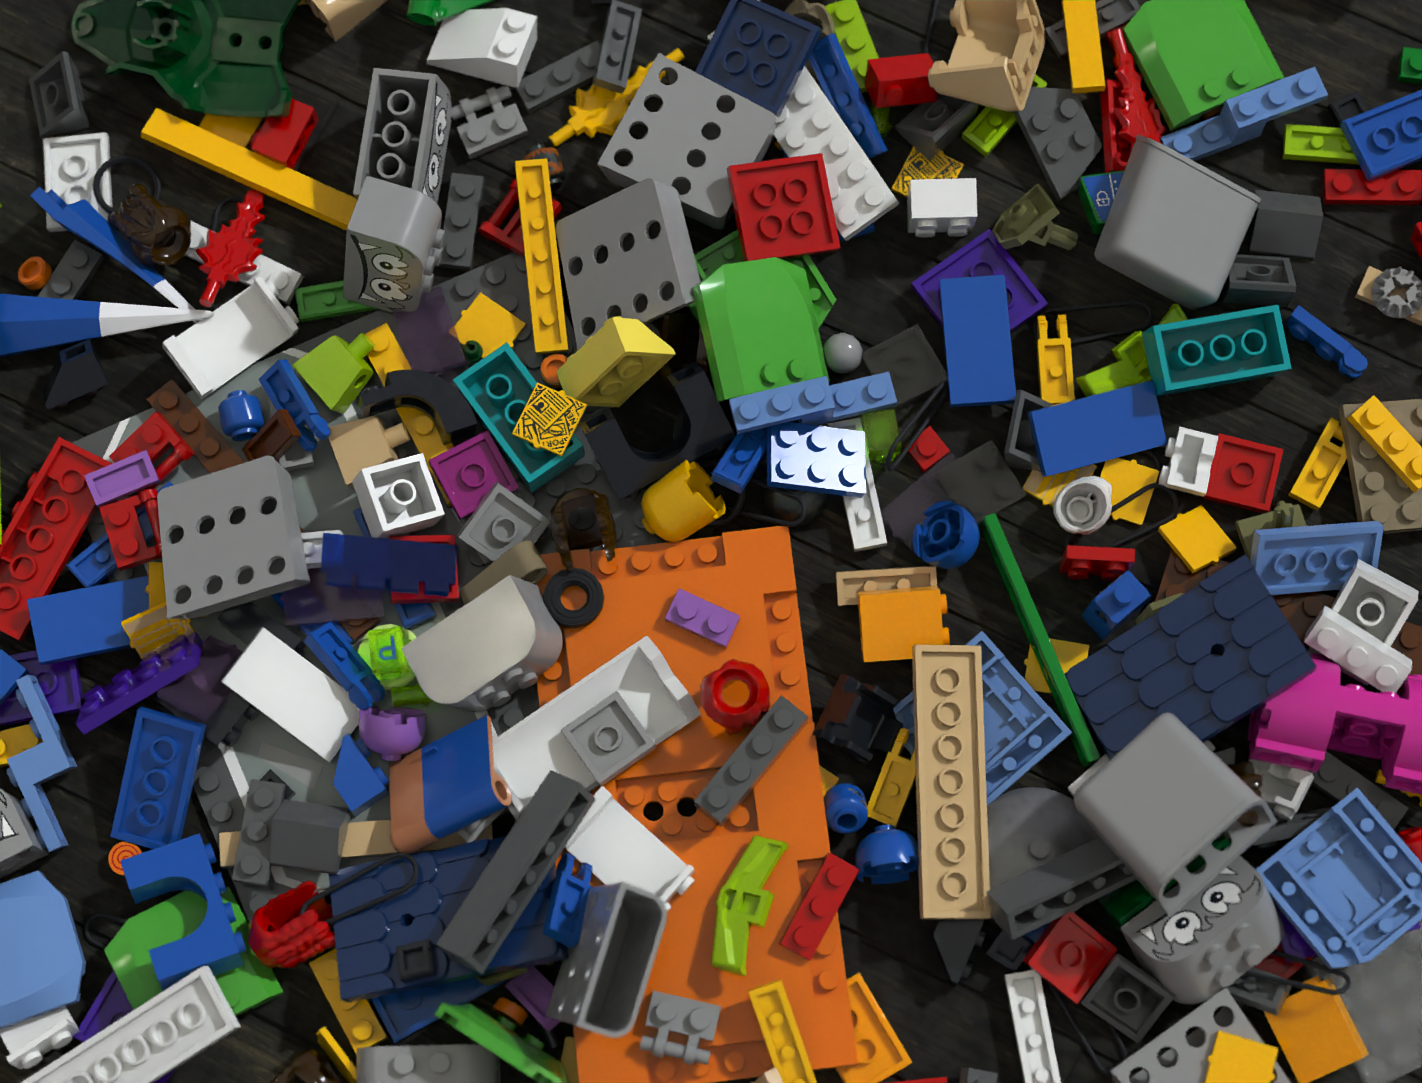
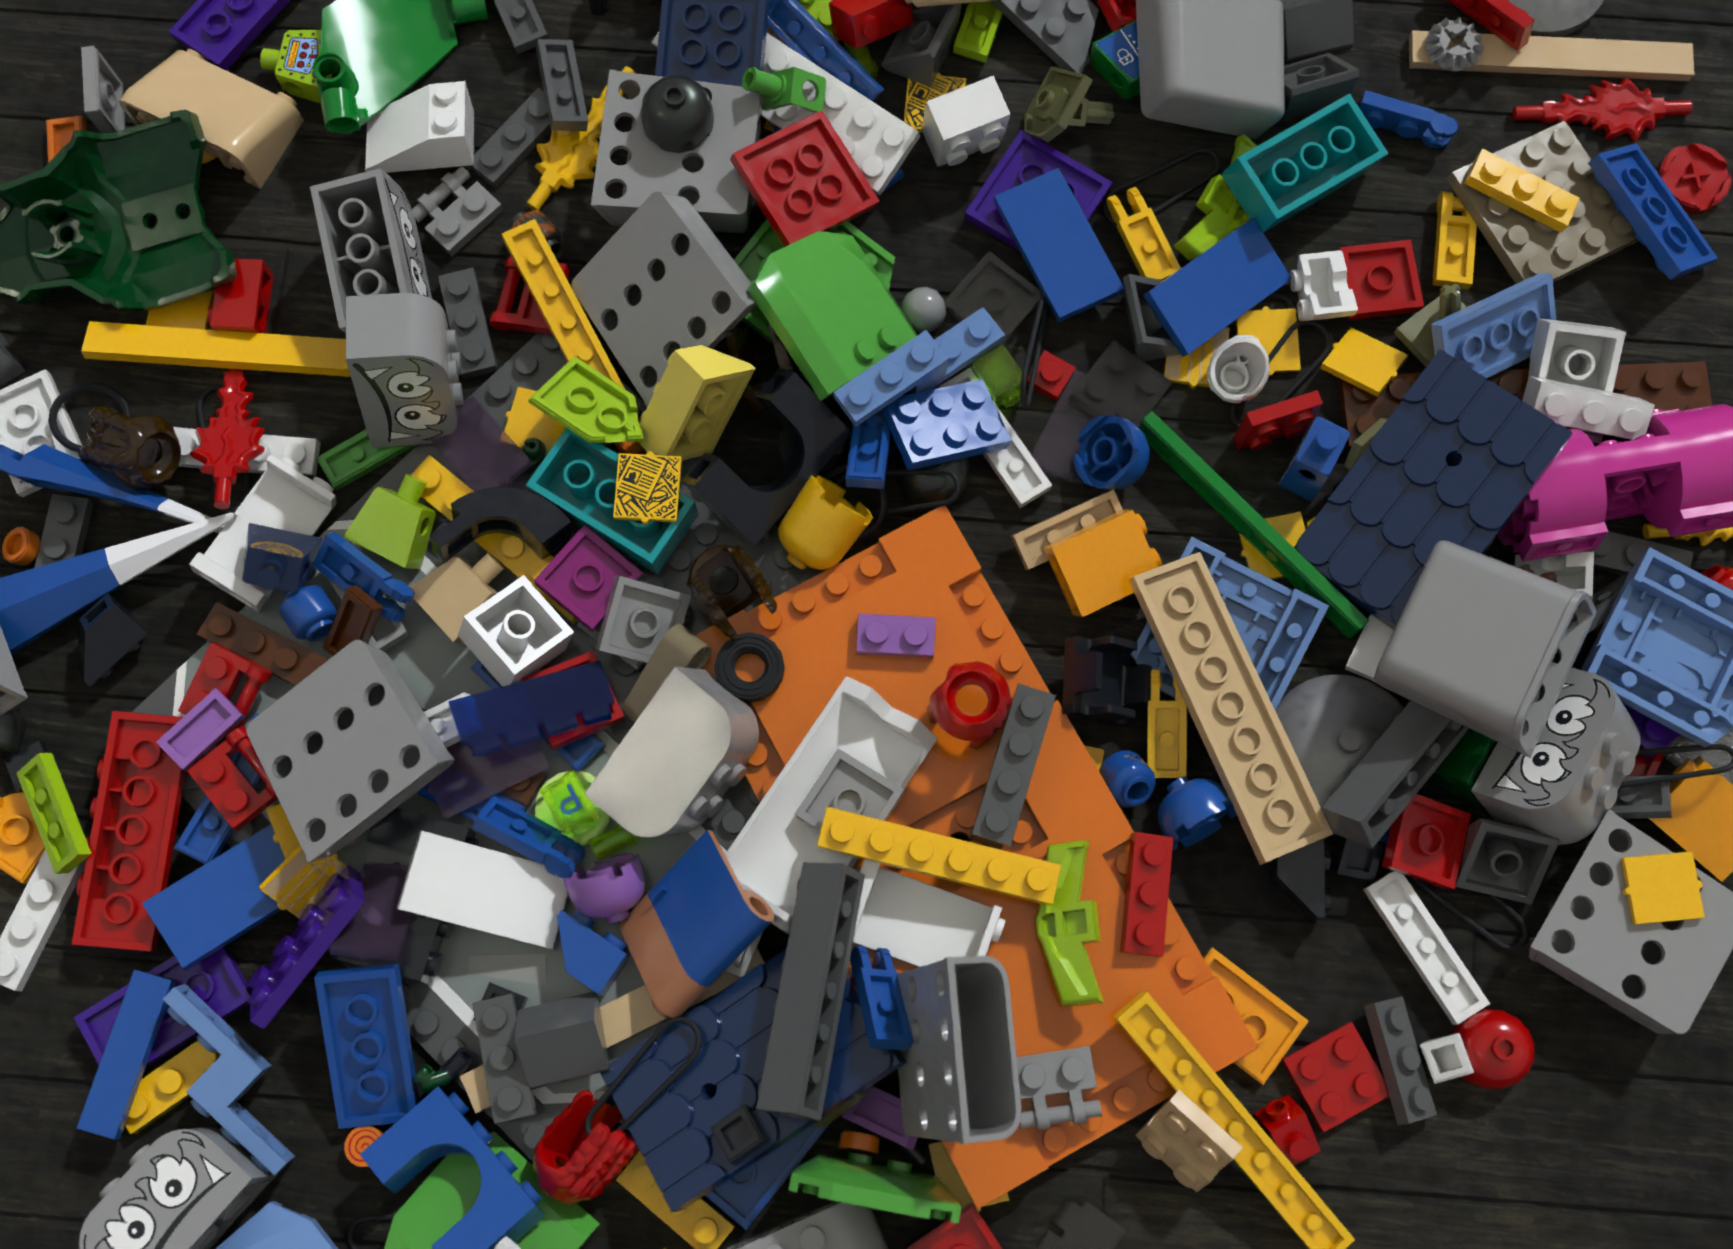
camera: 25 degrees left, 0 degrees up
(210, 827) = (447, 1073): none -> arm
(234, 363) = (278, 558): none -> dark blue torso
(530, 332) = (589, 404): none -> lime tile
(660, 808) = (938, 856): none -> yellow plate
(698, 113) = (677, 114): none -> pearl dark grey cylinder
(798, 122) = (785, 88): none -> bright green bracket

